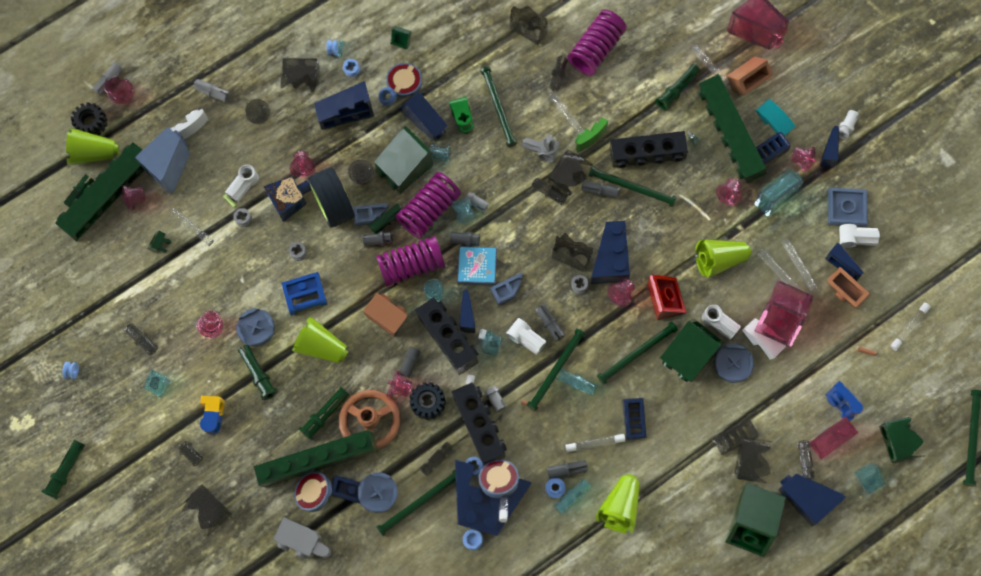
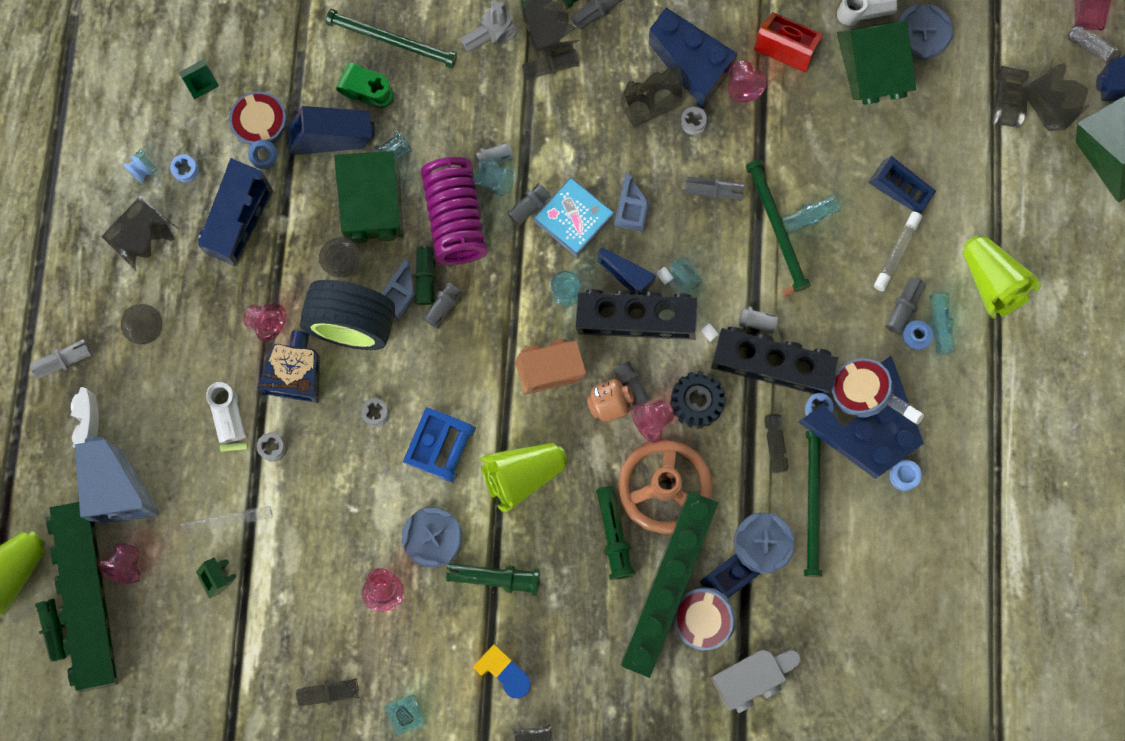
camera: 55 degrees left, 5 degrees up
(390, 357) = (610, 400): none -> nougat head
(411, 261) = (513, 285): magenta piece -> none
(522, 334) = (703, 230): white piece -> none
(637, 352) = (828, 182): dark green bar -> none

